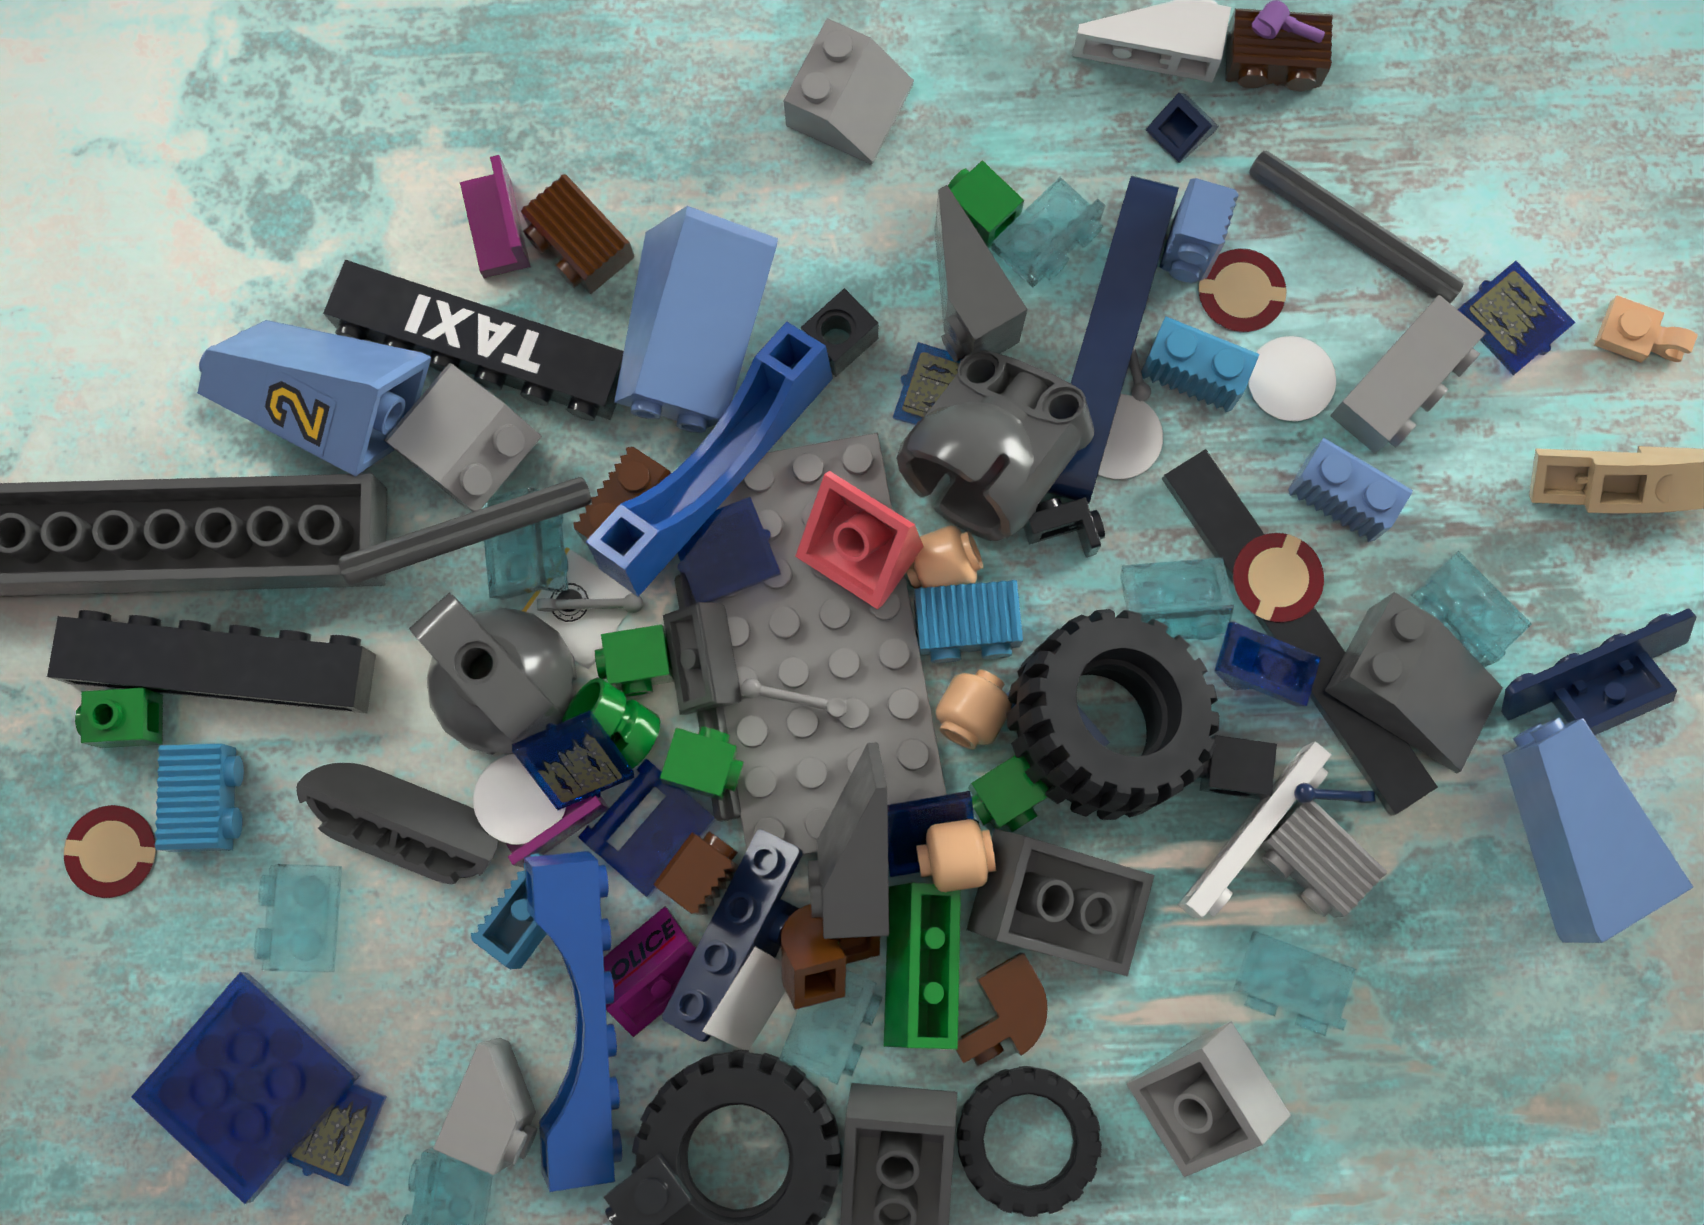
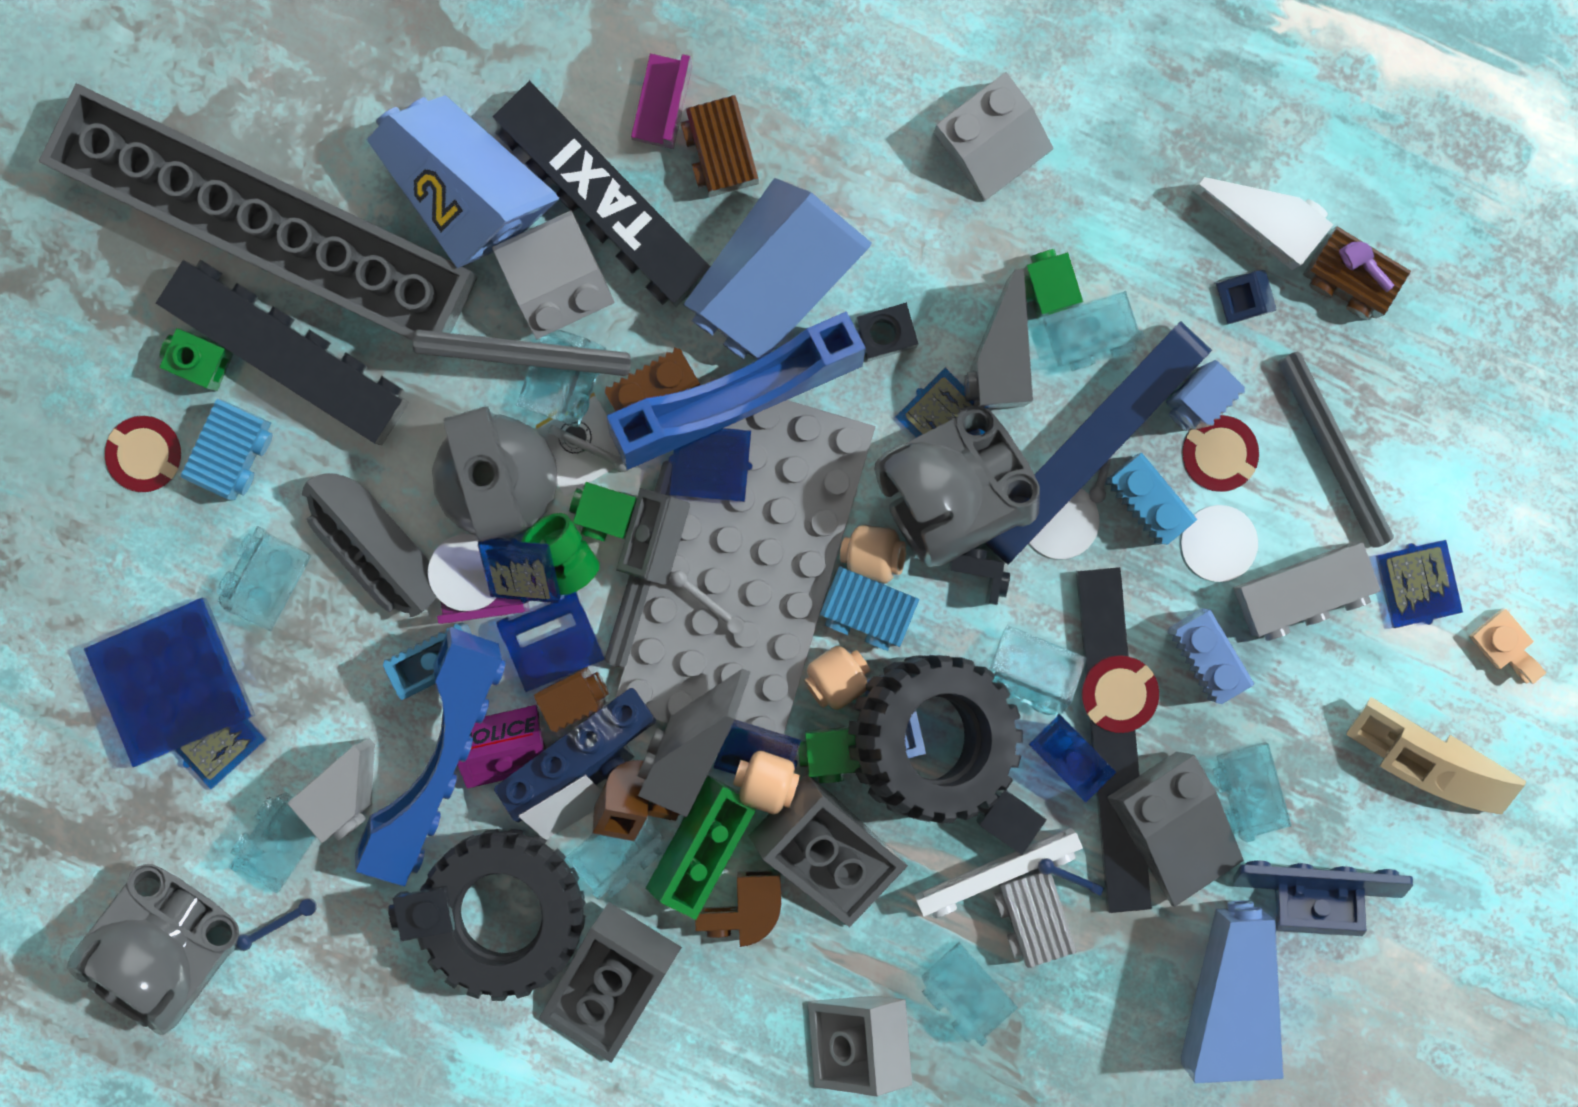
camera: 25 degrees right, 10 degrees up
(702, 763) = (614, 619): green brick -> none
(858, 541) = (811, 512): coral slope -> none
(1084, 1152) = (721, 1050): black tyre -> none

